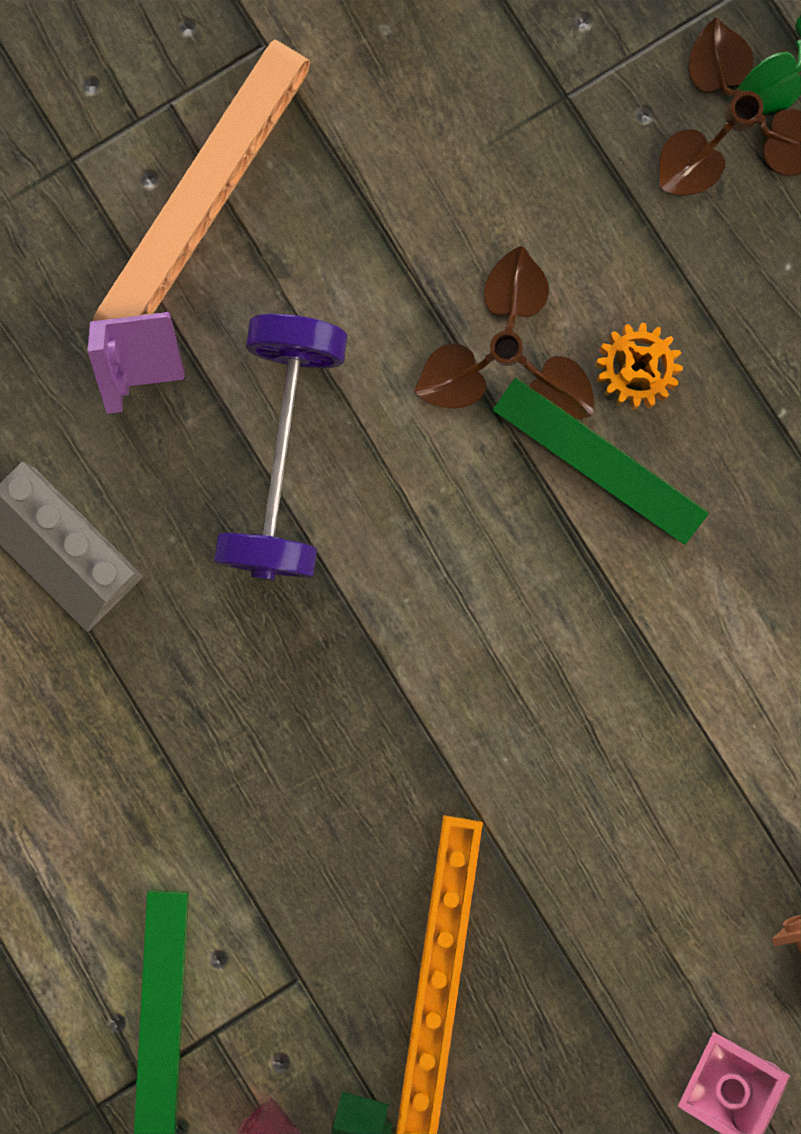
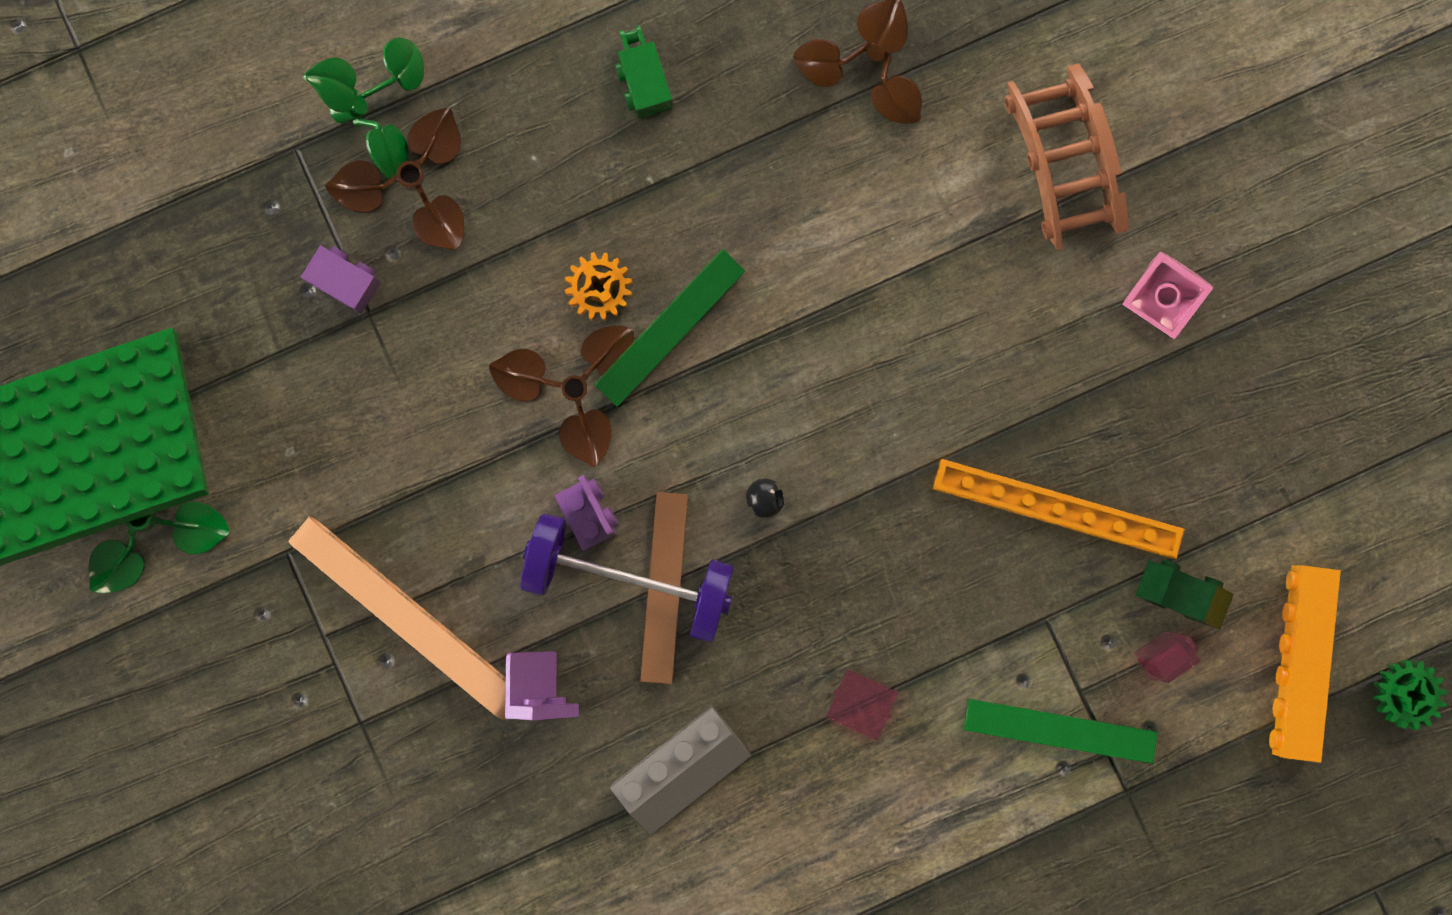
camera: 90 degrees left, 0 degrees up
(165, 760) = (862, 704): none -> clear pink piece
(299, 498) = (663, 607): none -> medium nougat tile
(357, 391) = (586, 513): none -> medium lavender bracket
(403, 606) = (765, 498): none -> black piece
(602, 54) = (340, 278): none -> medium lavender brick

